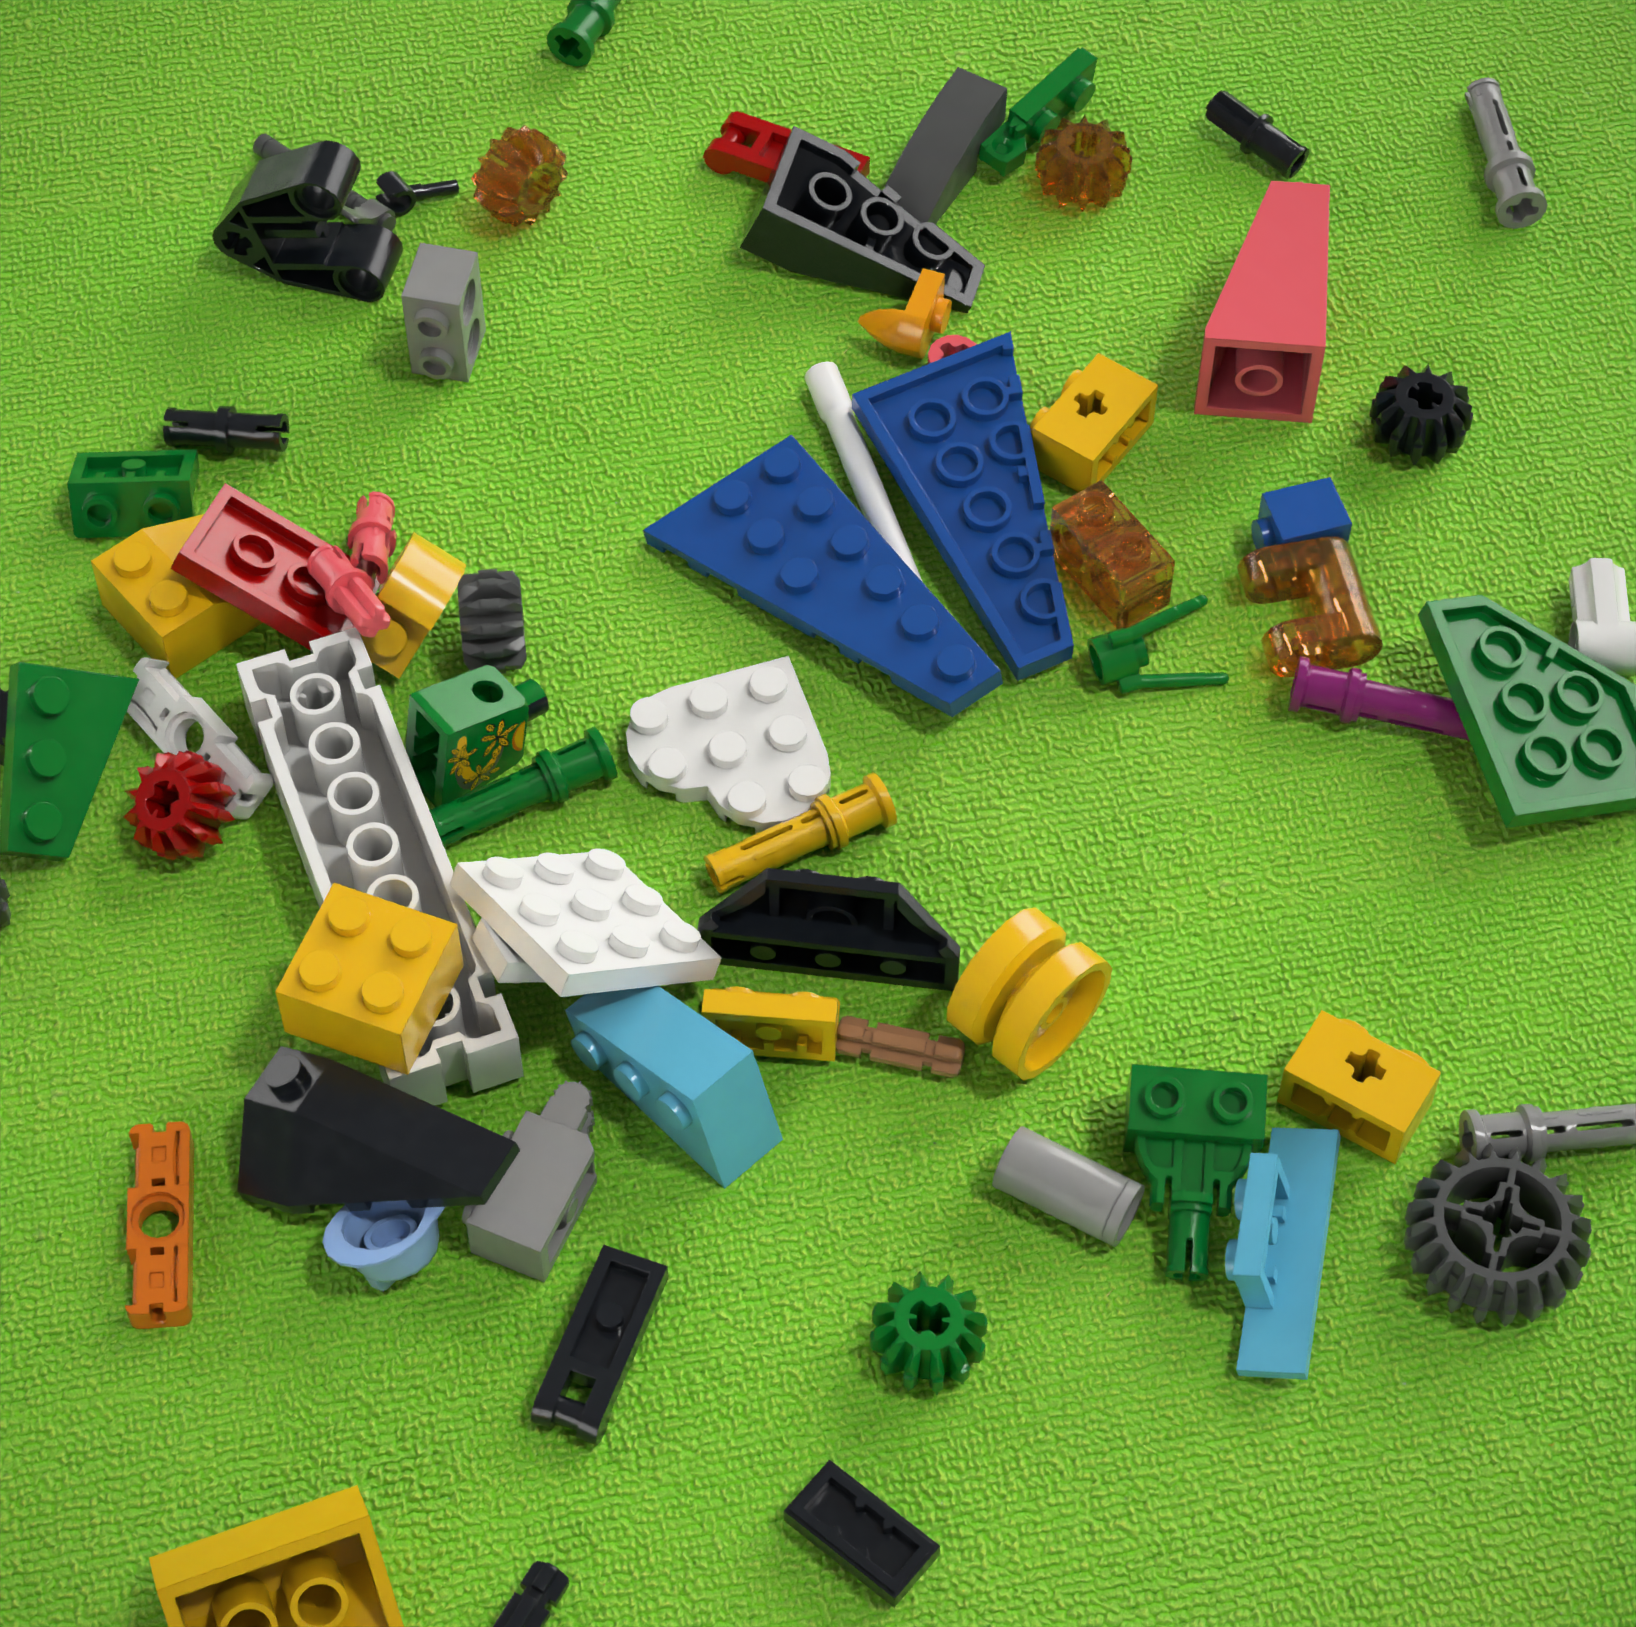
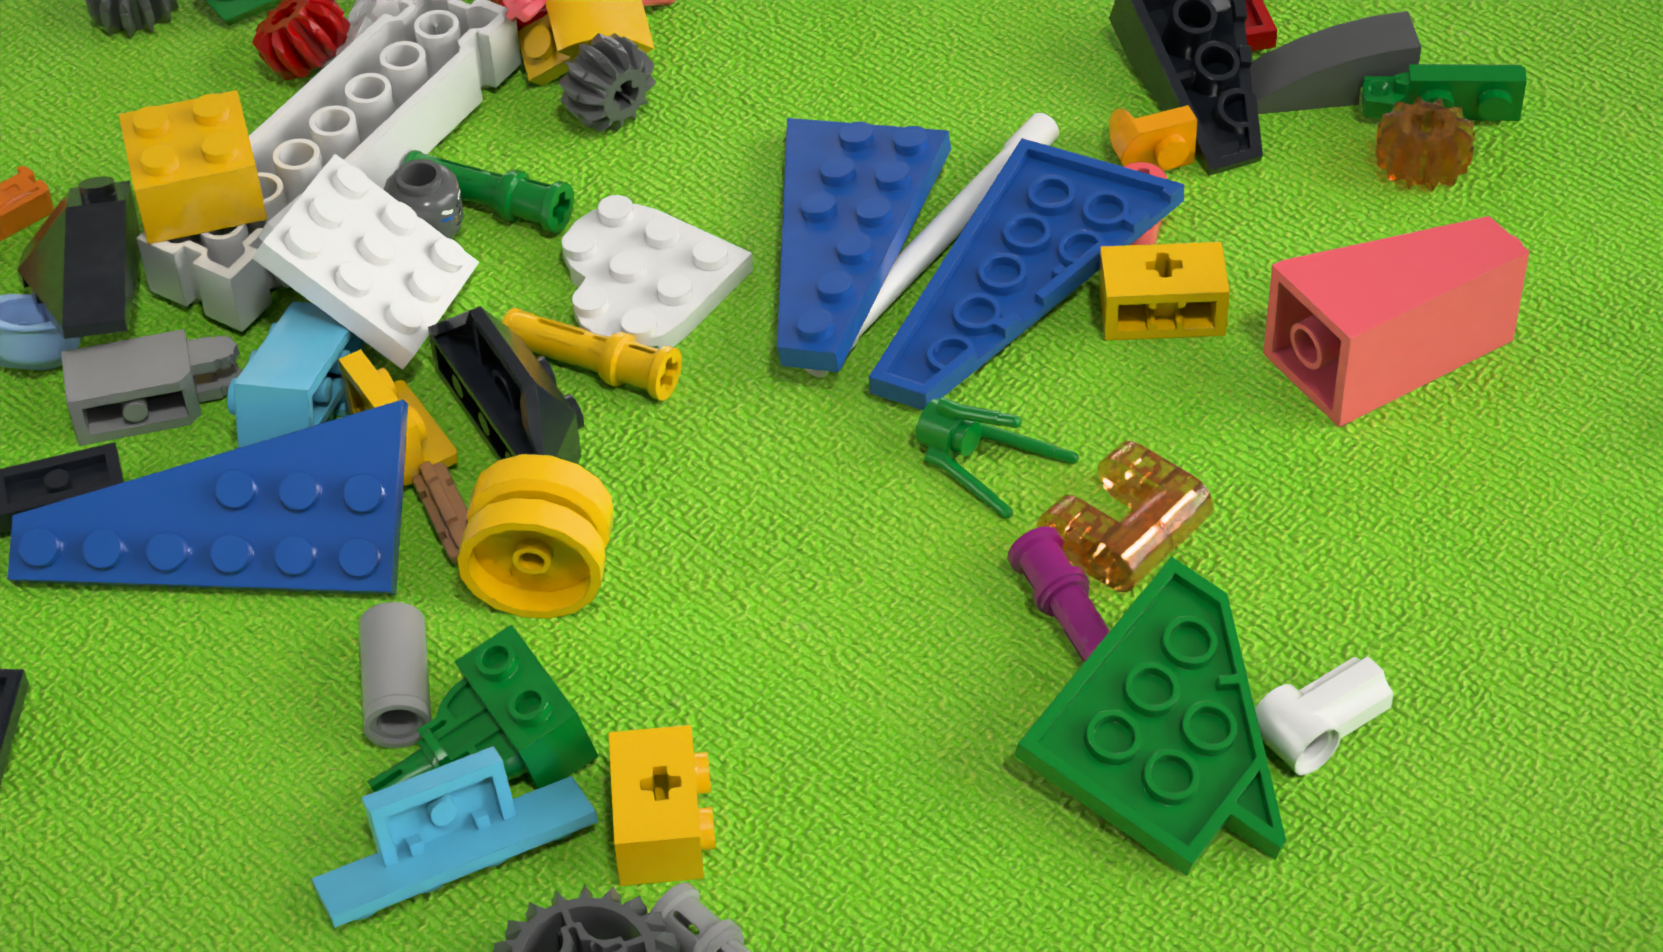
camera: 55 degrees right, 10 degrees down
(469, 730) = (500, 120): green torso -> none
(514, 830) = (430, 192): none -> dark grey head
(807, 1190) = (268, 516): none -> blue wing
(926, 1354) = (186, 665): green gear -> none
(1111, 555) = (1039, 365): clear orange brick -> none
(1256, 134) = (1591, 226): black axle -> none
(1300, 514) = (1212, 455): blue brick -> none
(1421, 414) = (1410, 476): black gear -> none

